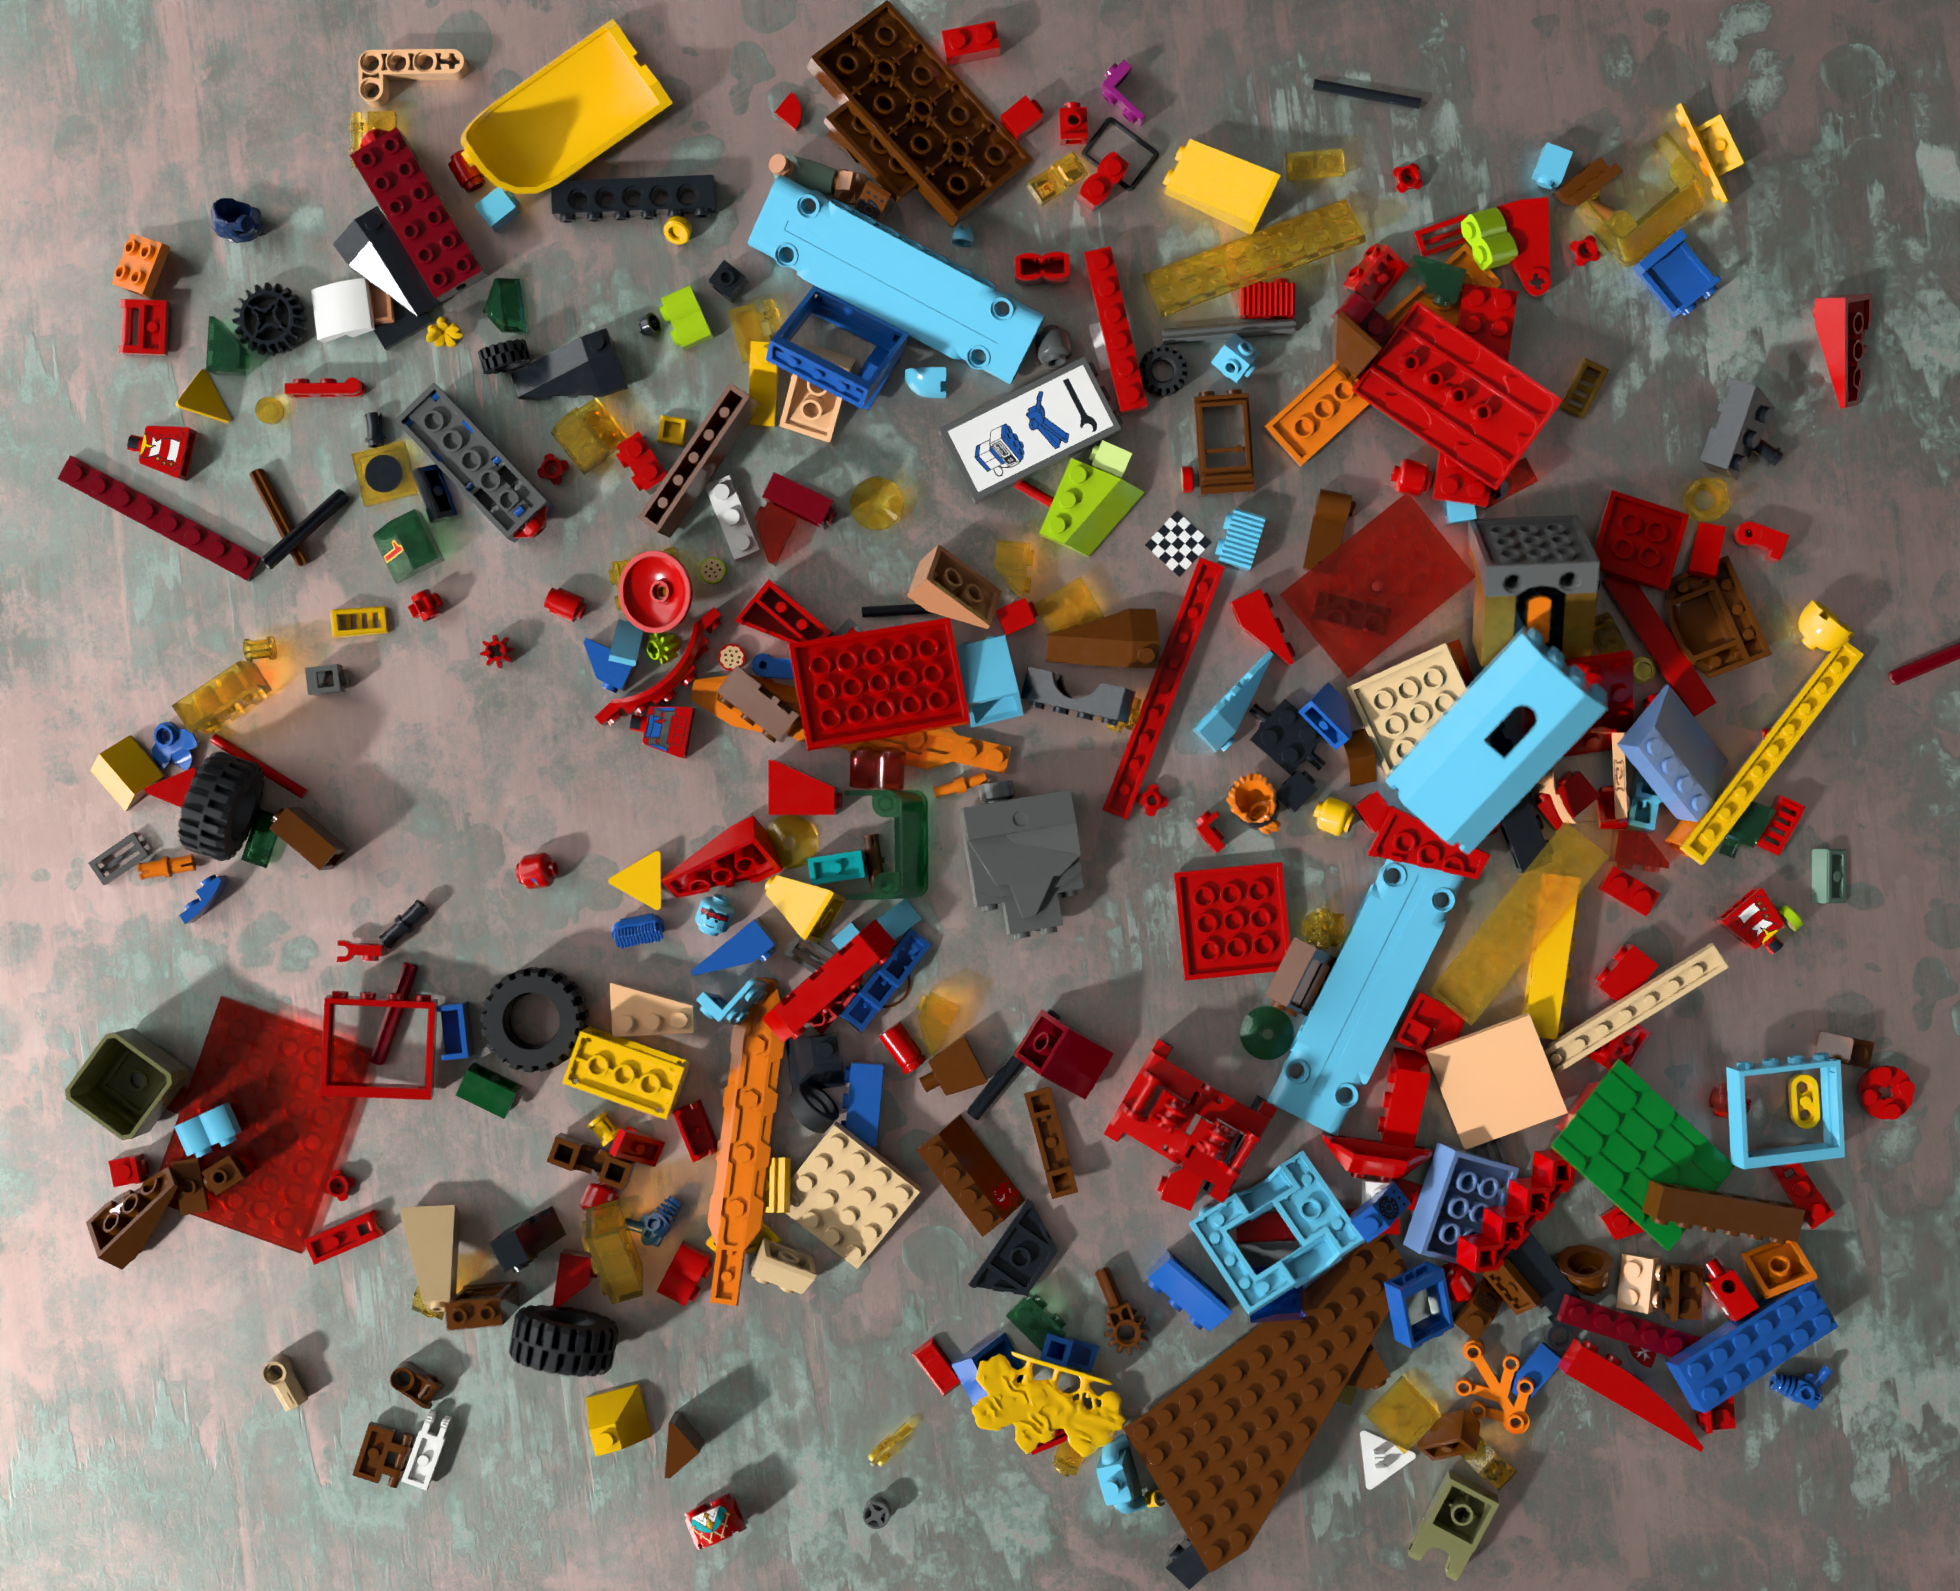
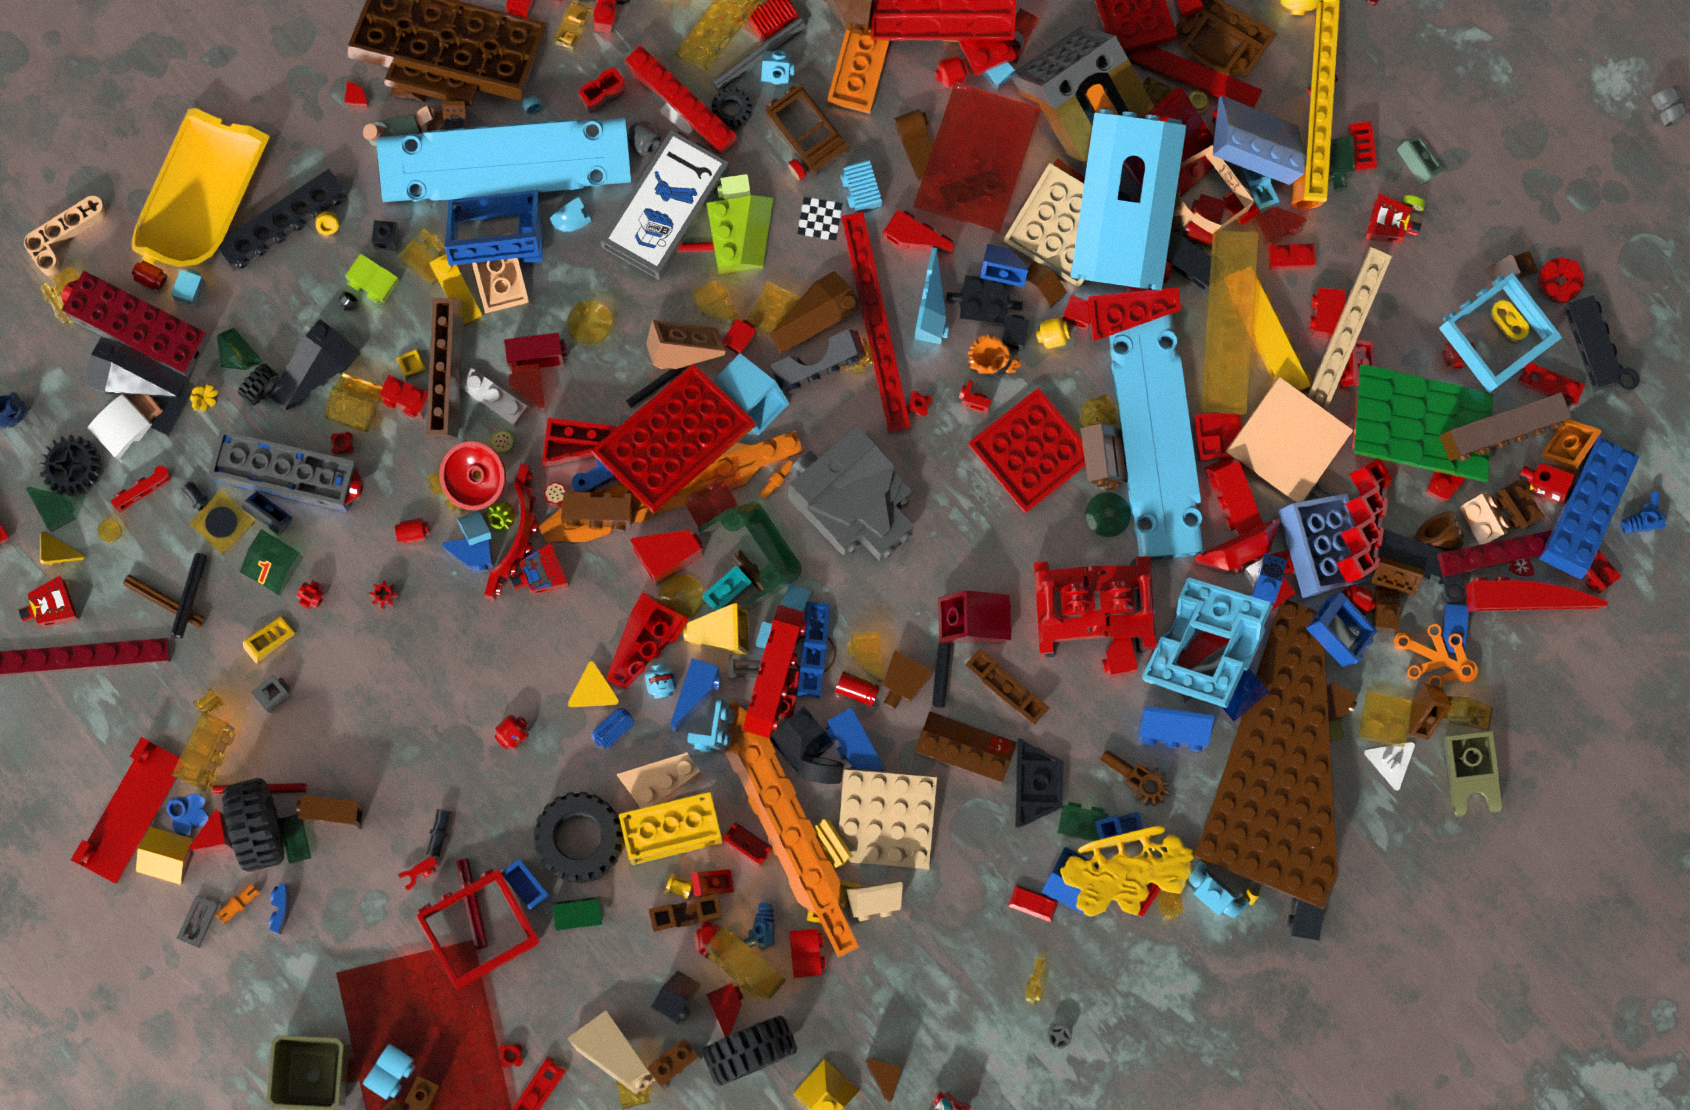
camera: 30 degrees left, 10 degrees down
(117, 708) = (129, 812): none -> red bracket
(1872, 1184) = (1595, 346): none -> black hinge

